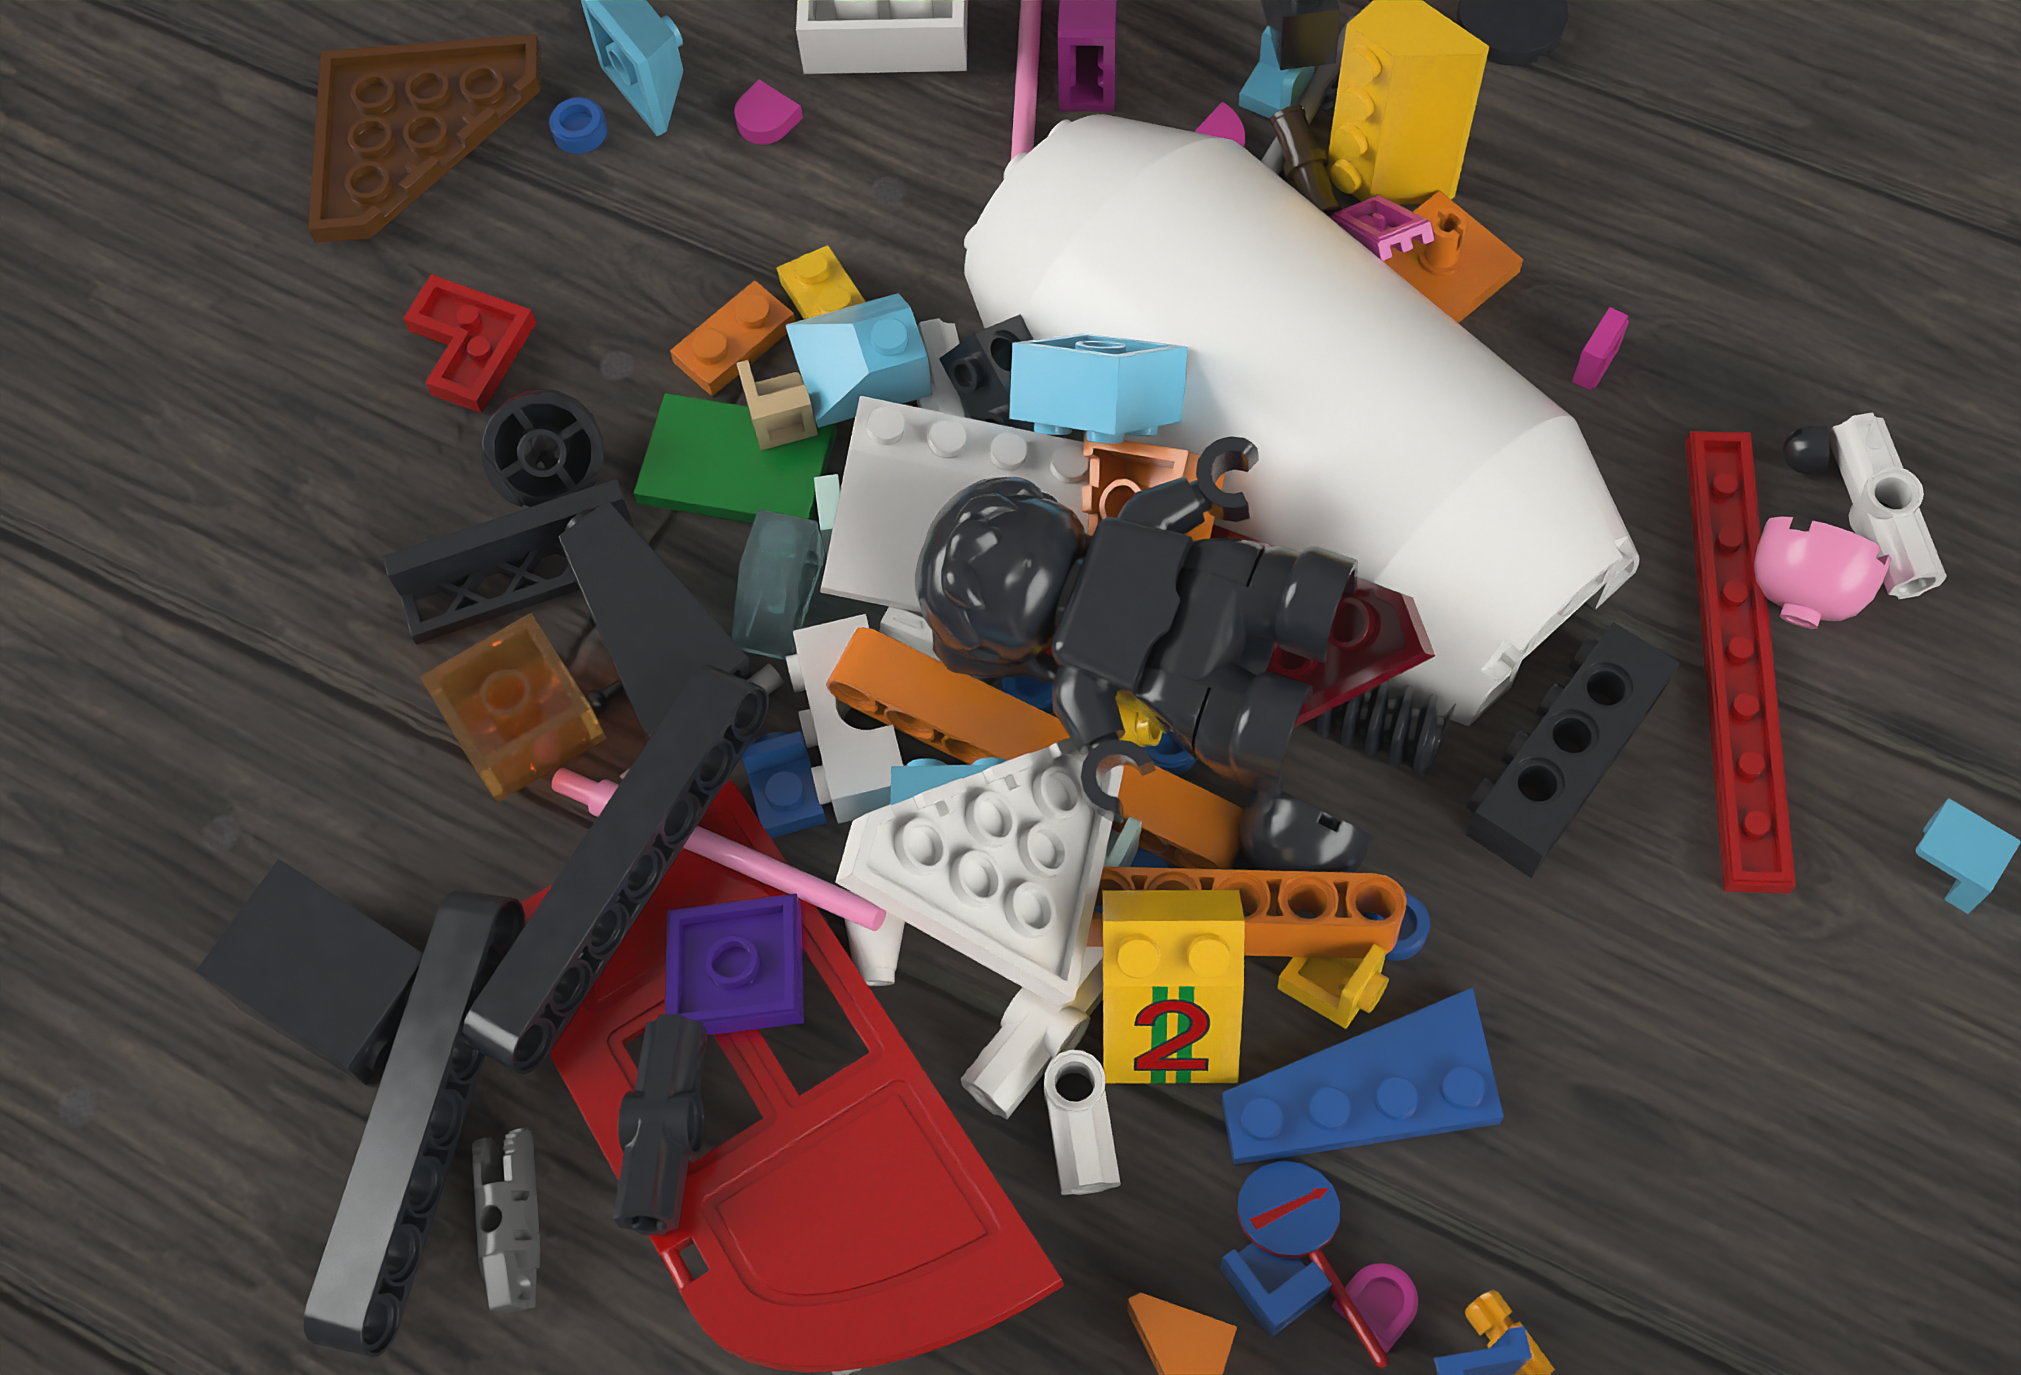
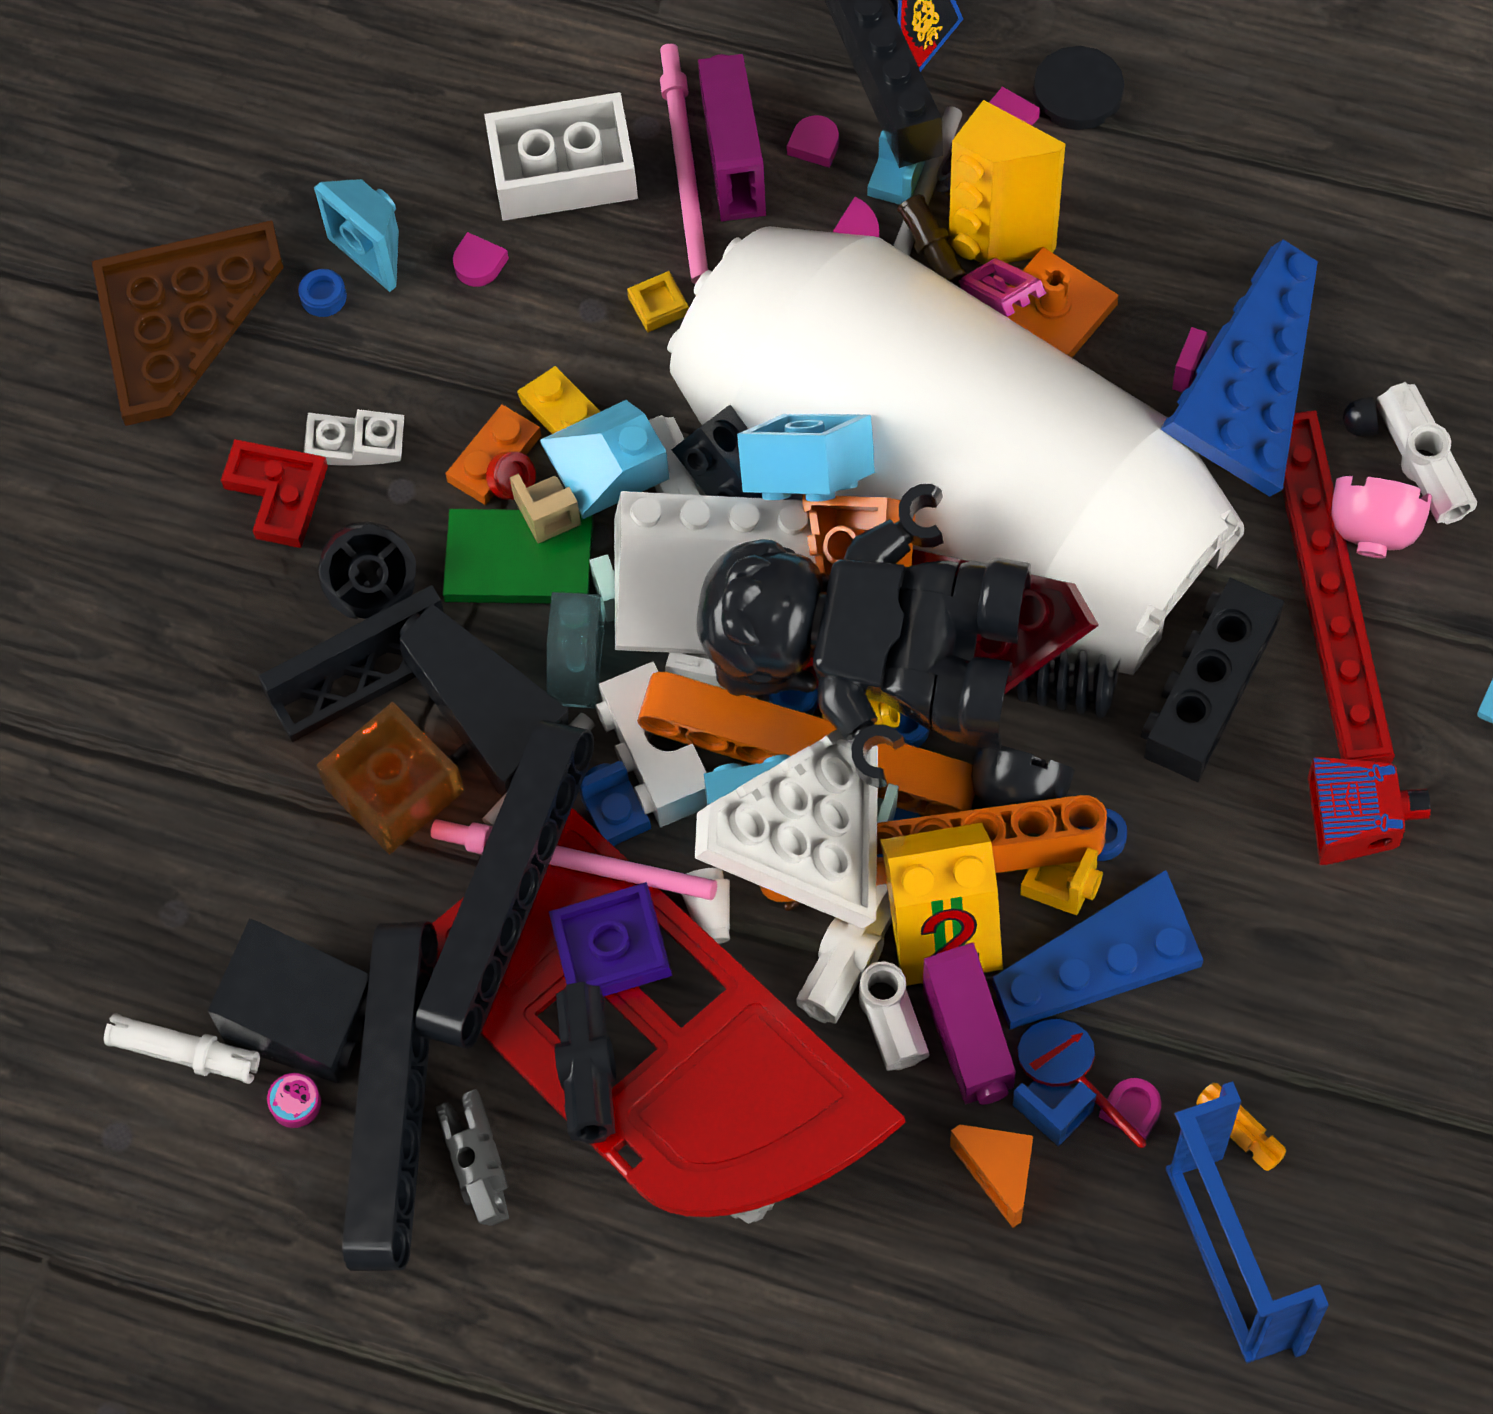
camera: 10 degrees left, 0 degrees up
(200, 1018) = (200, 1053): none -> white pin
(302, 1099) = (294, 1100): none -> tile
(575, 299) = (355, 441): none -> white slope
(741, 348) = (507, 465): none -> red tile
(964, 189) = (658, 301): none -> yellow tile
(1178, 1156) = (968, 1024): none -> magenta slope
(1186, 33) = (814, 140): none -> dark pink tile
(1674, 378) = (1250, 377): none -> blue wing
(1742, 948) = (1360, 807): none -> red torso

